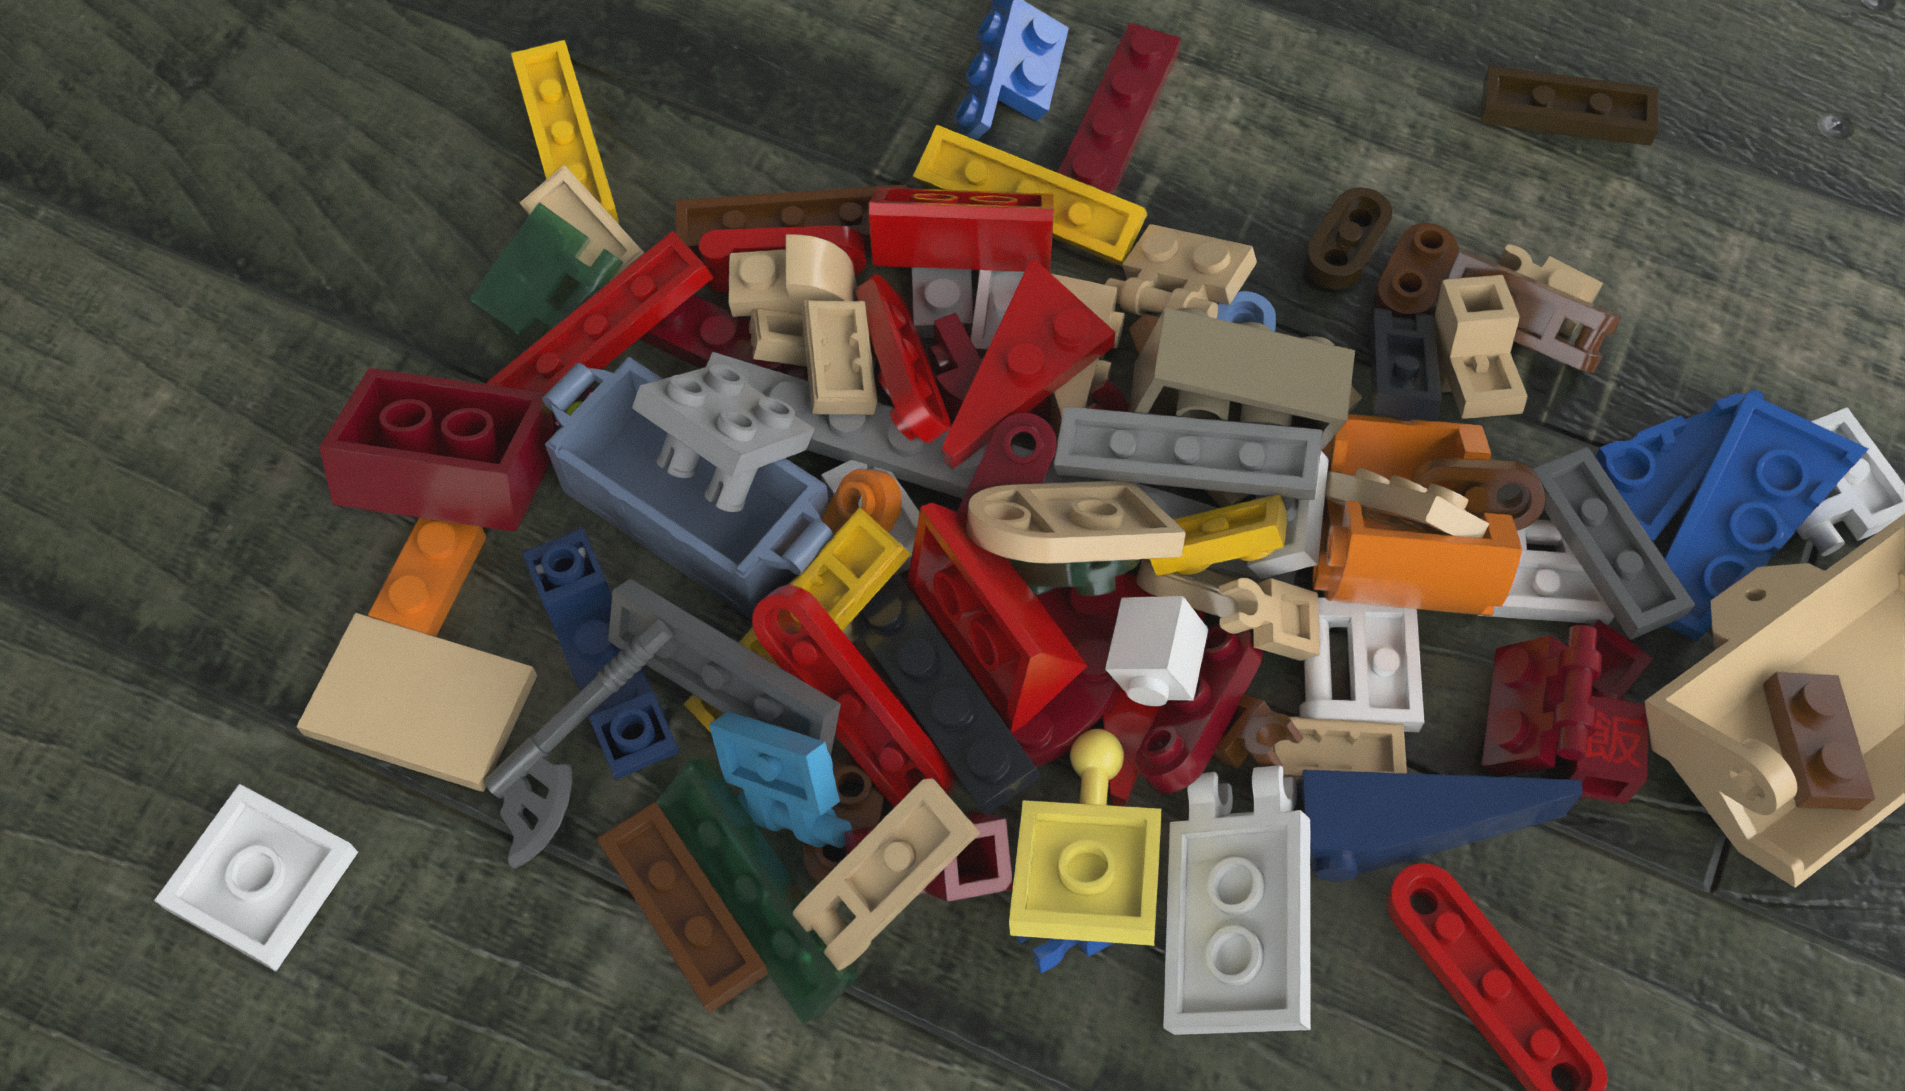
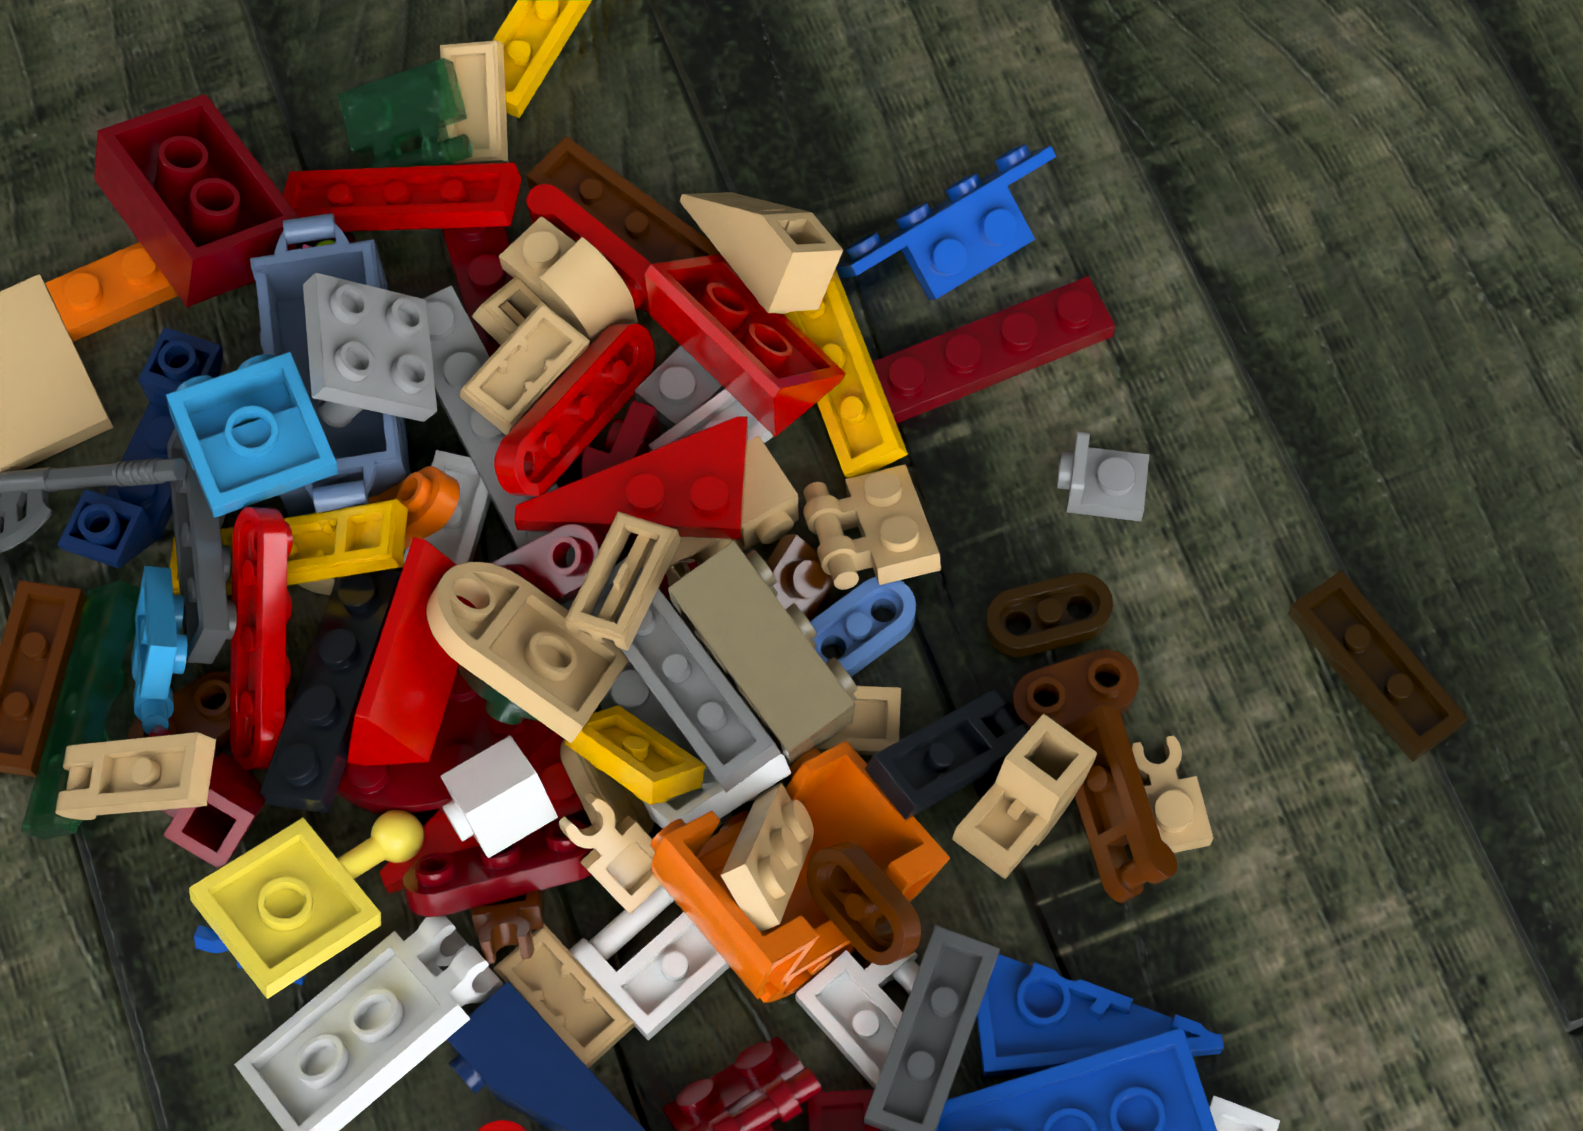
camera: 45 degrees right, 5 degrees up
(699, 550) = (251, 433): none -> dark azure plate
(930, 143) = (772, 247): none -> tan slope
(1105, 464) = (603, 626): none -> tan tile
(1281, 134) = (1103, 481): none -> light grey bracket

